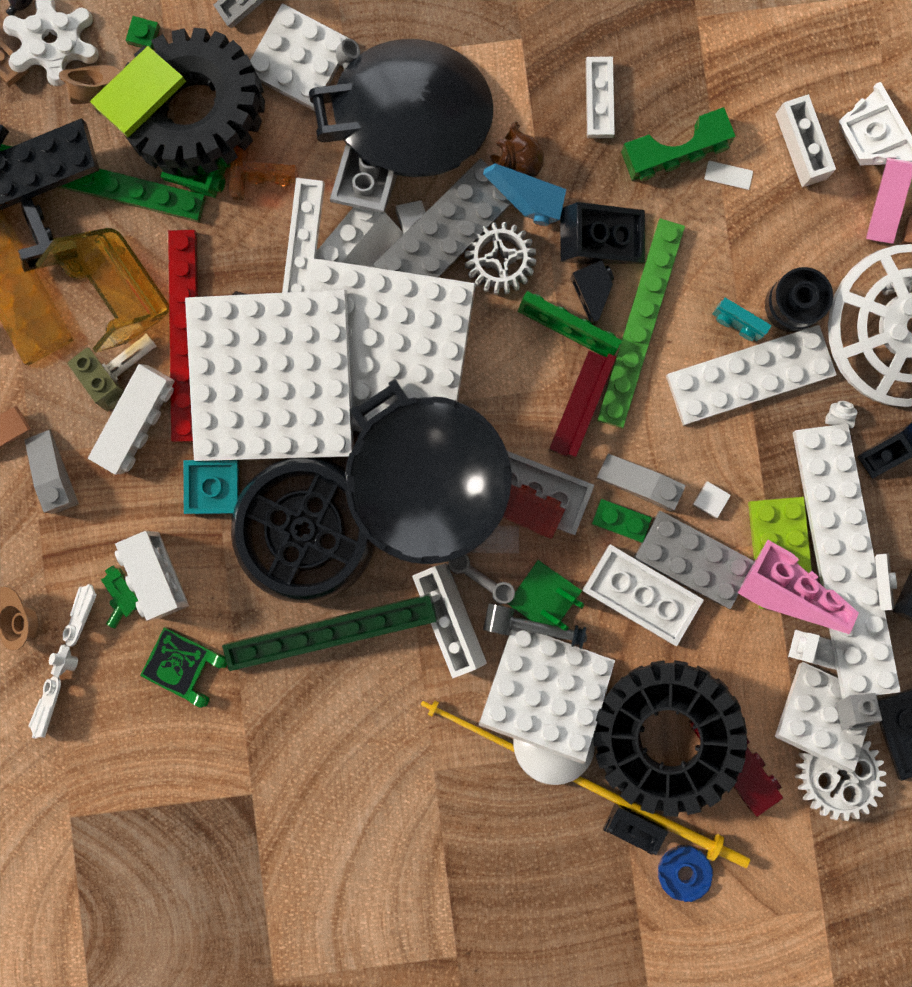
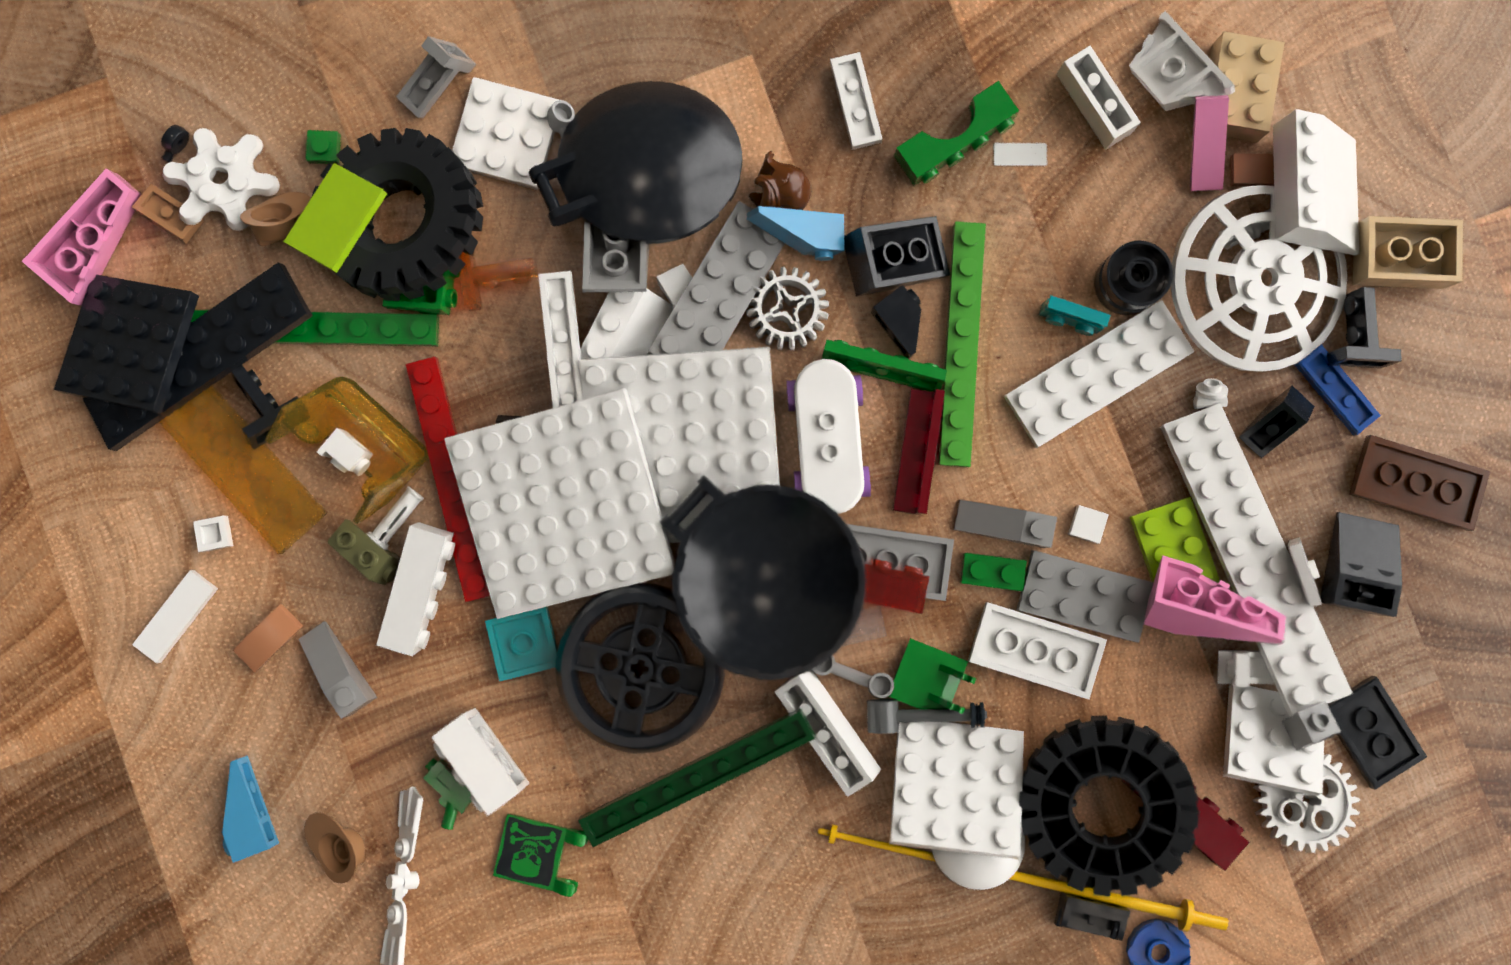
camera: 15 degrees left, 0 degrees up
(100, 292) = (346, 452): none -> white brick
(510, 370) = (829, 434): none -> white piece

